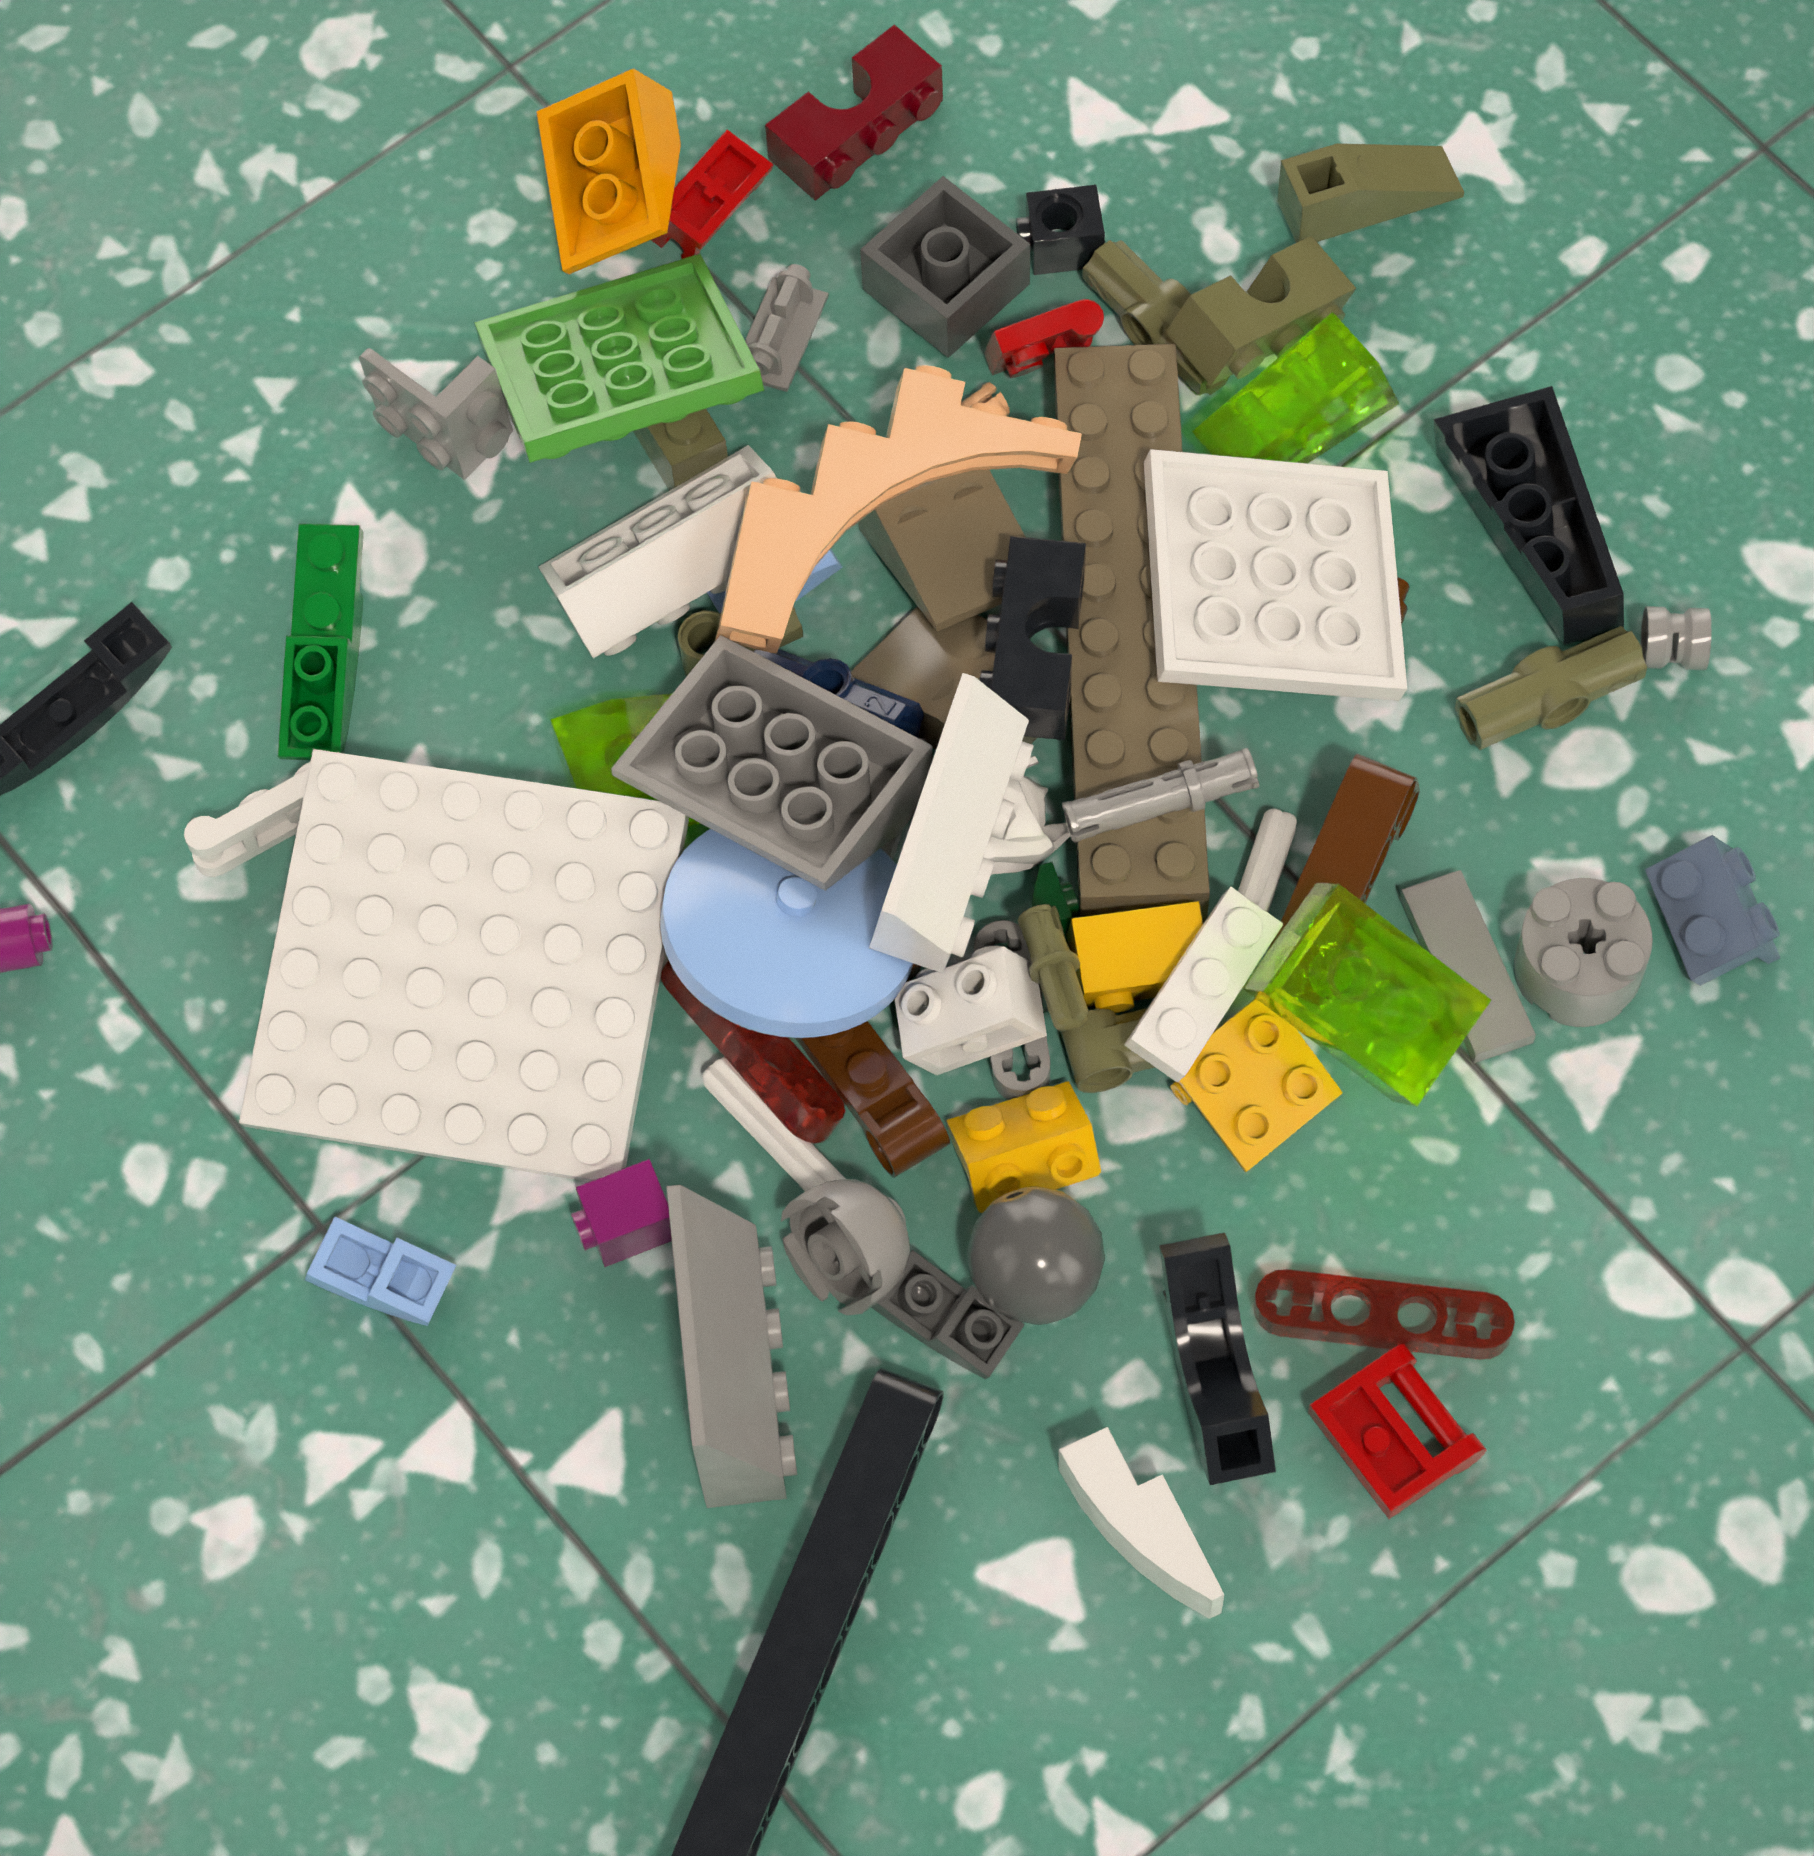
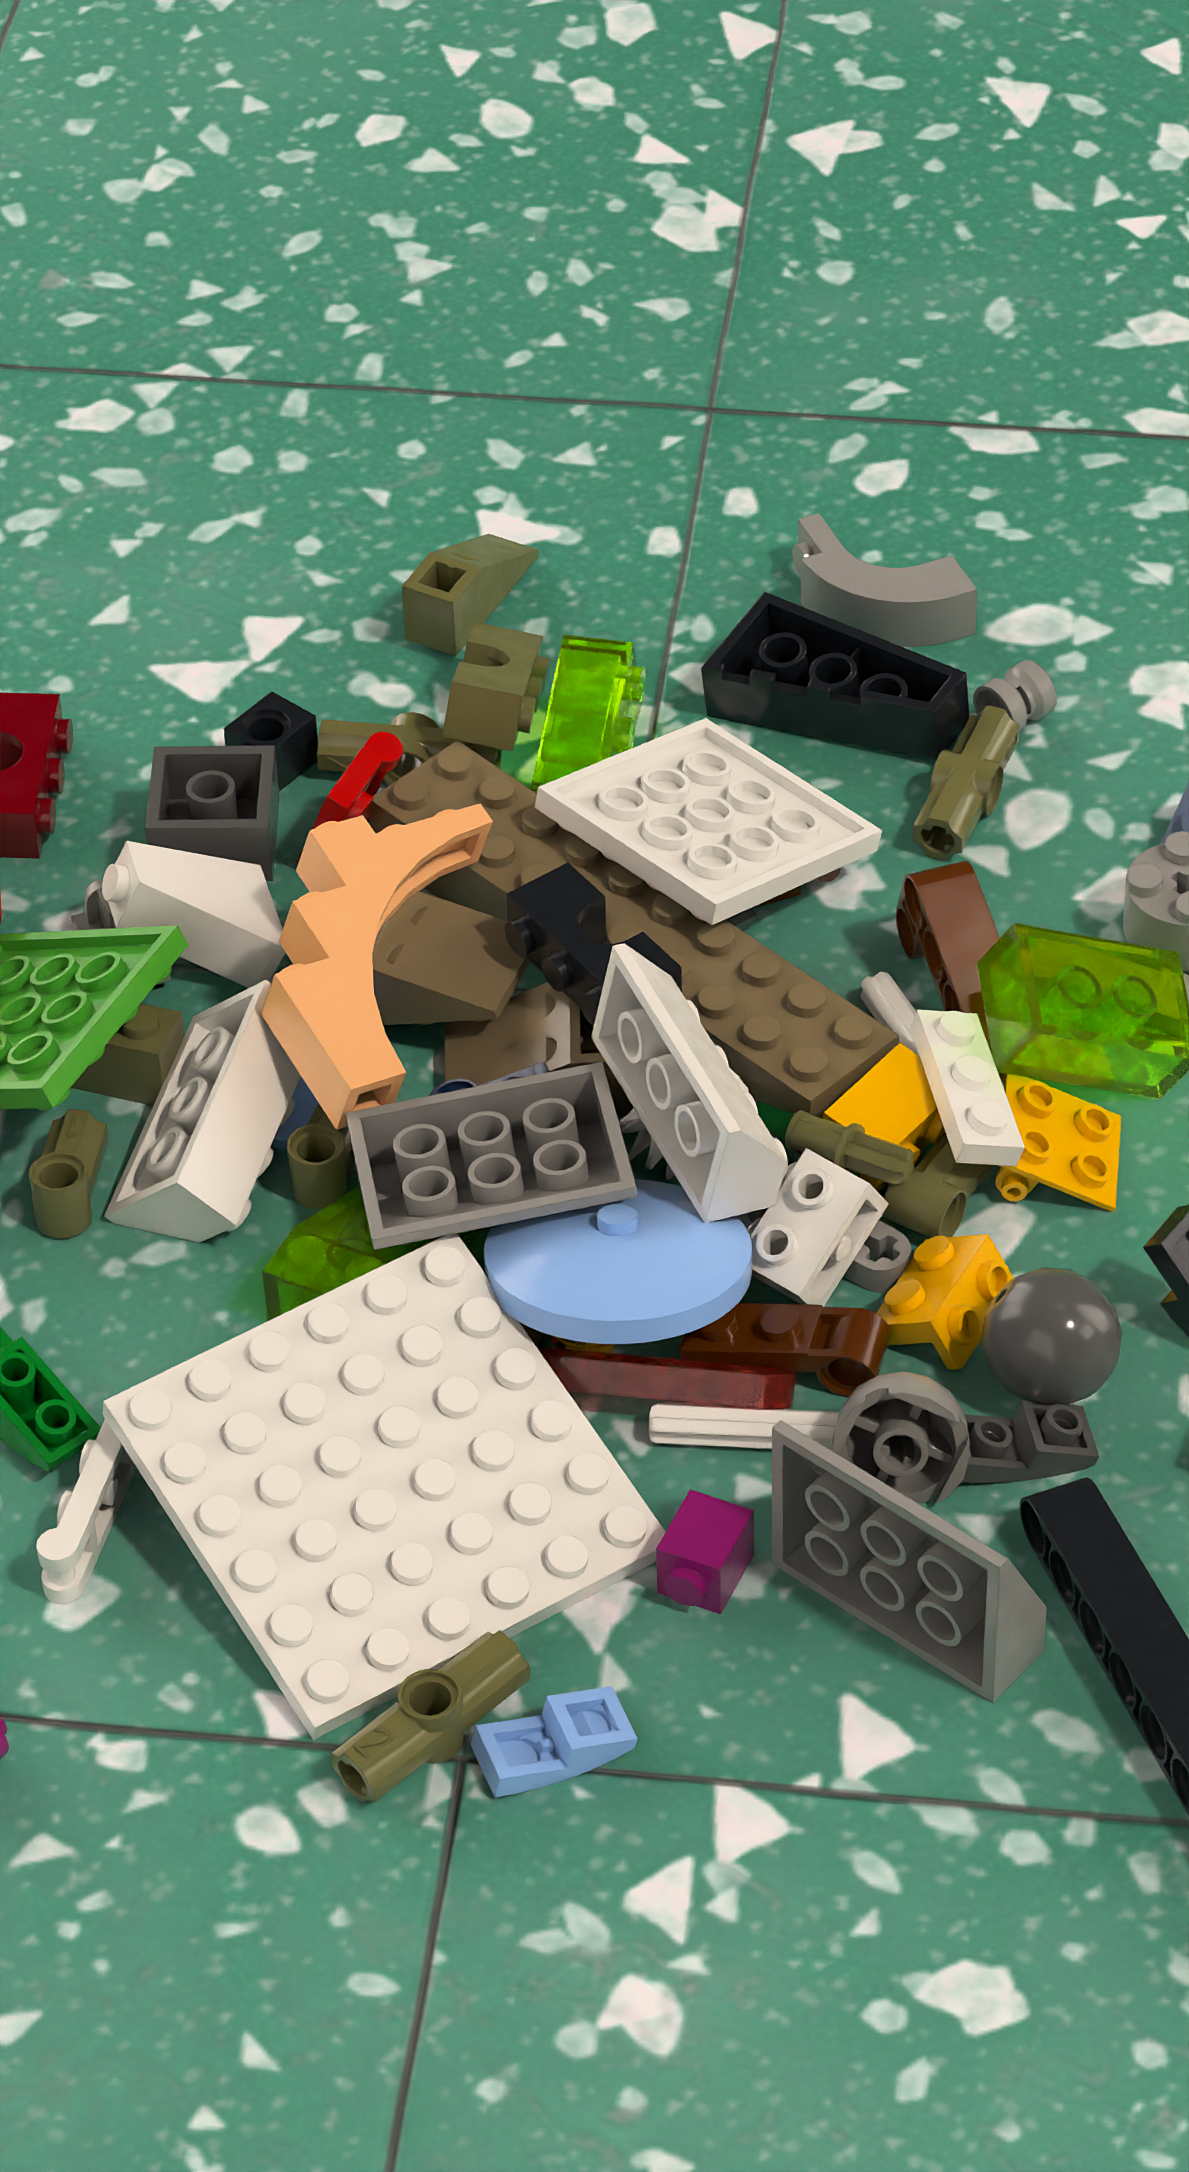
camera: 45 degrees left, 20 degrees down
(274, 1182) = (430, 1716): none -> olive piece
(540, 510) = (67, 1174): none -> olive piece
(838, 345) = (213, 900): none -> white slope
(1173, 791) = (813, 970): light grey pin -> none
(1673, 463) = (900, 605): none -> light grey arch

